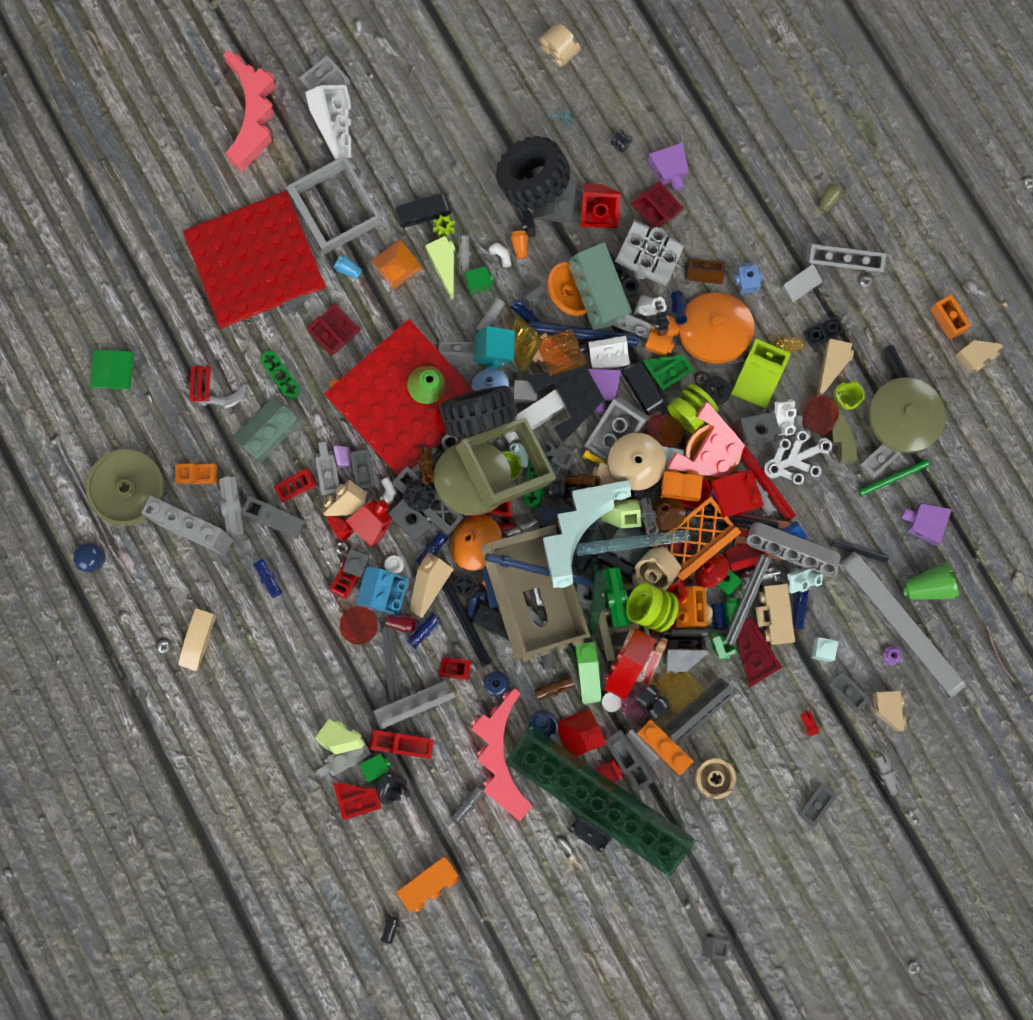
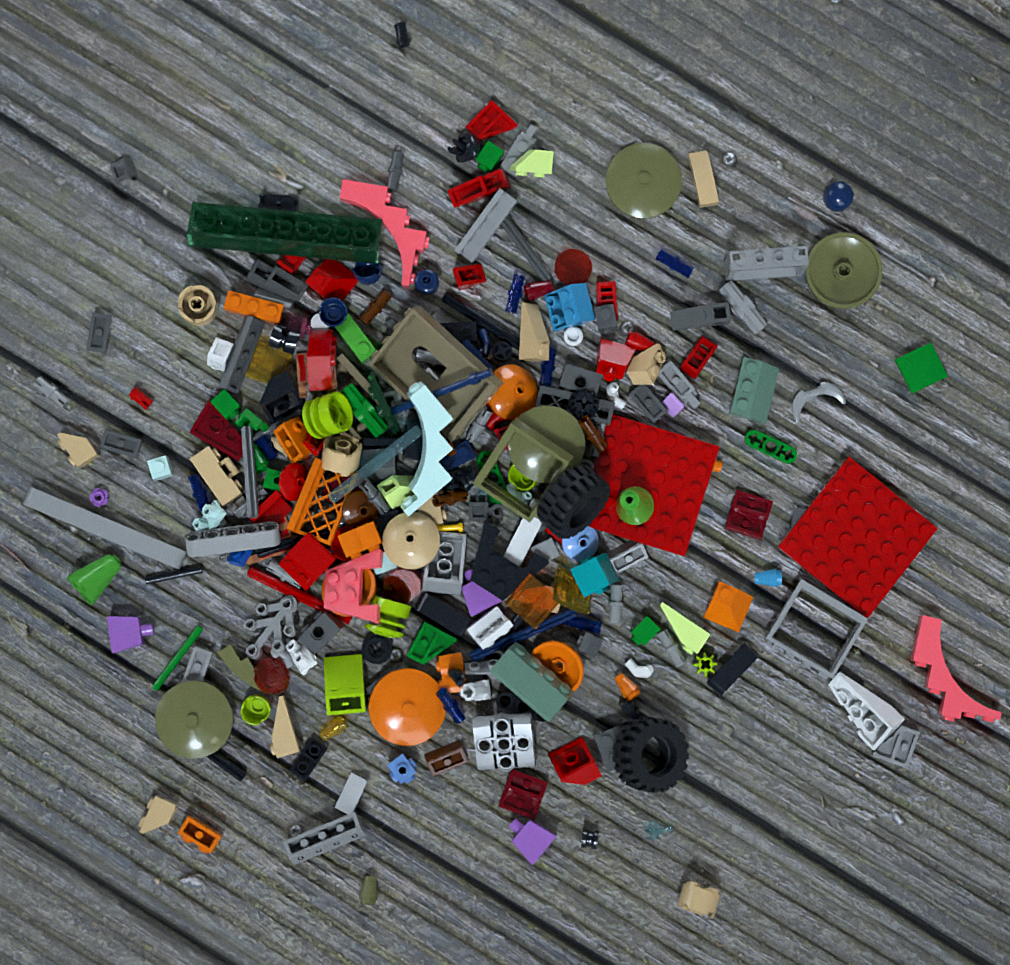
camera: 155 degrees right, 5 degrees up
(195, 474) = (791, 319): orange slope -> none
(200, 371) = (843, 412): red tile -> none
(250, 668) = (643, 181): none -> olive dish
(428, 884) = (390, 88): orange brick -> none
(595, 702) = (333, 312): none -> dark blue hair
(717, 724) = (219, 354): none -> white bracket
(736, 673) = (226, 405): none -> green brick

